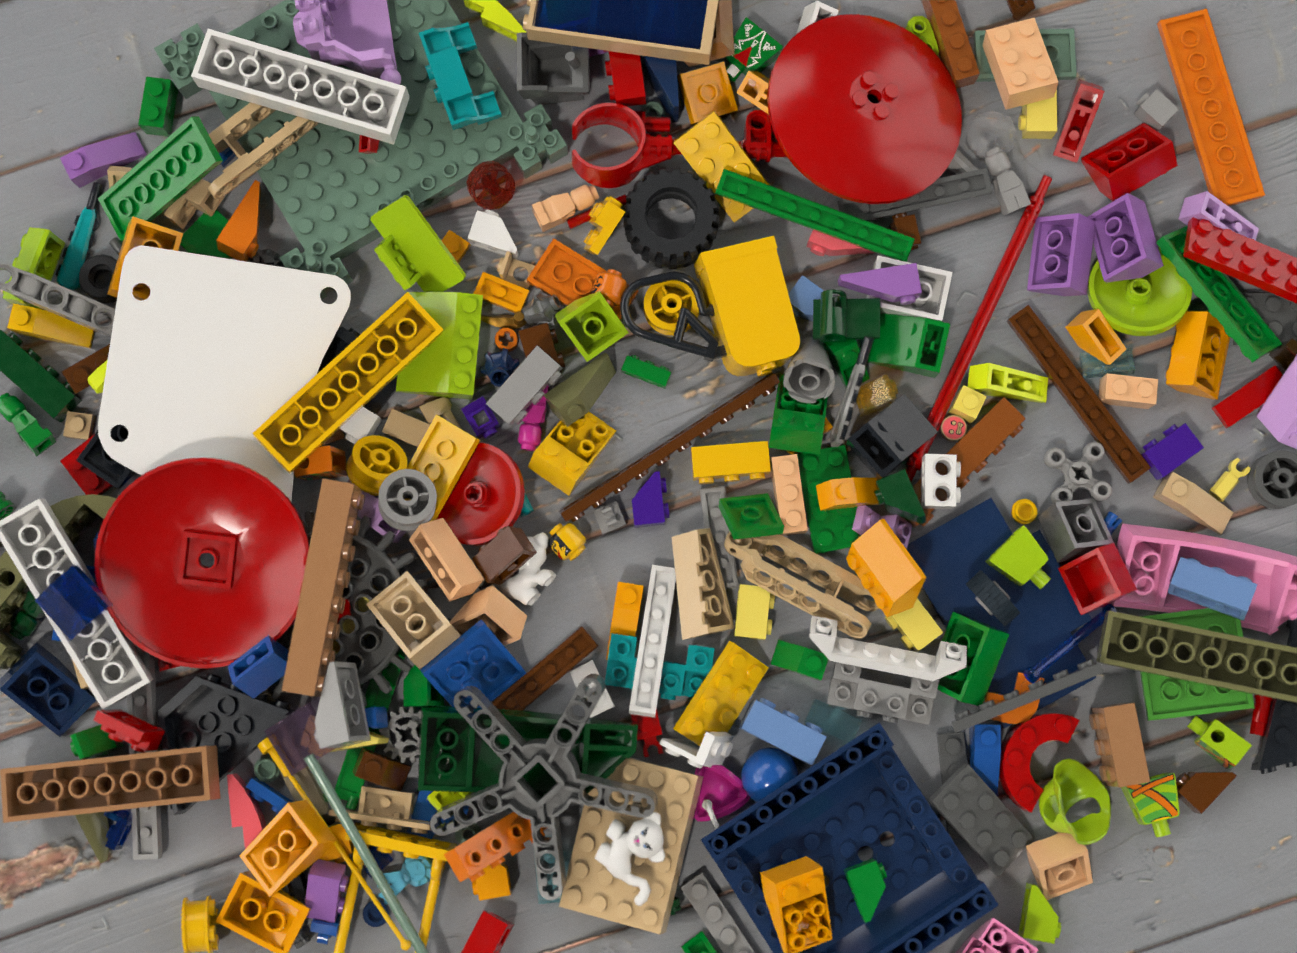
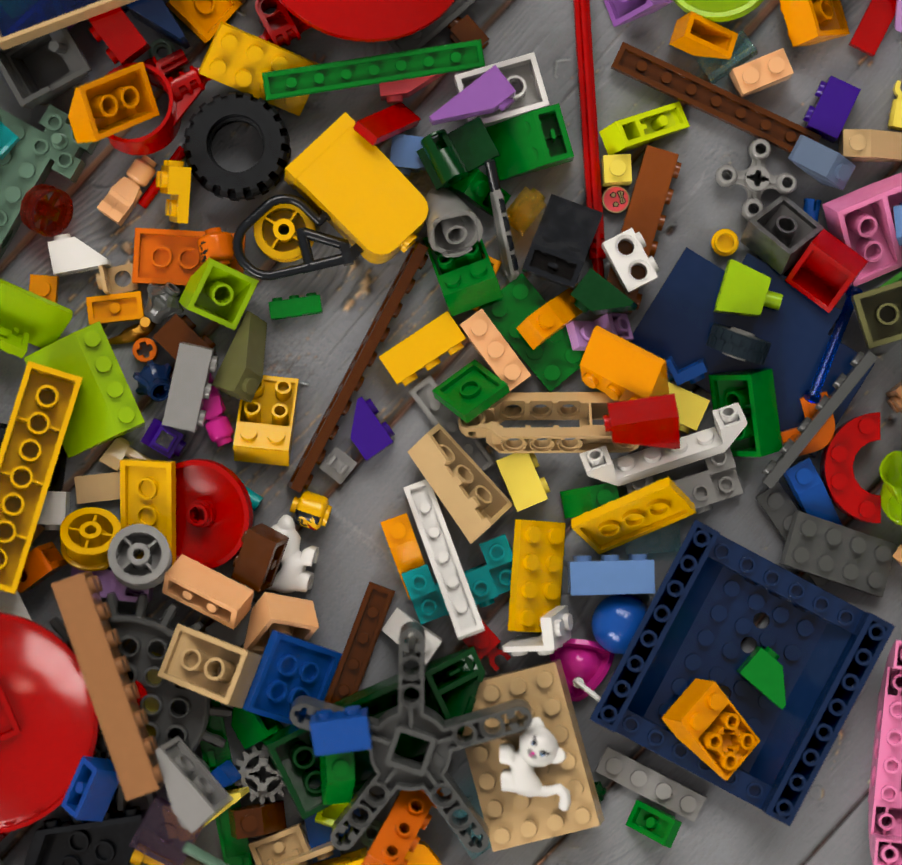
camera: 30 degrees left, 5 degrees up
(466, 768) = (337, 777): none -> green slope
(490, 732) = (341, 730): none -> blue brick
(590, 127) = (112, 104): none -> light orange slope
(801, 264) = (386, 123): none -> red tile
(829, 691) = (633, 515): none -> yellow plate
(881, 618) = (644, 421): none -> red slope
(939, 601) = (691, 373): none -> blue bracket
(1140, 489) = (821, 162): none -> sand blue slope

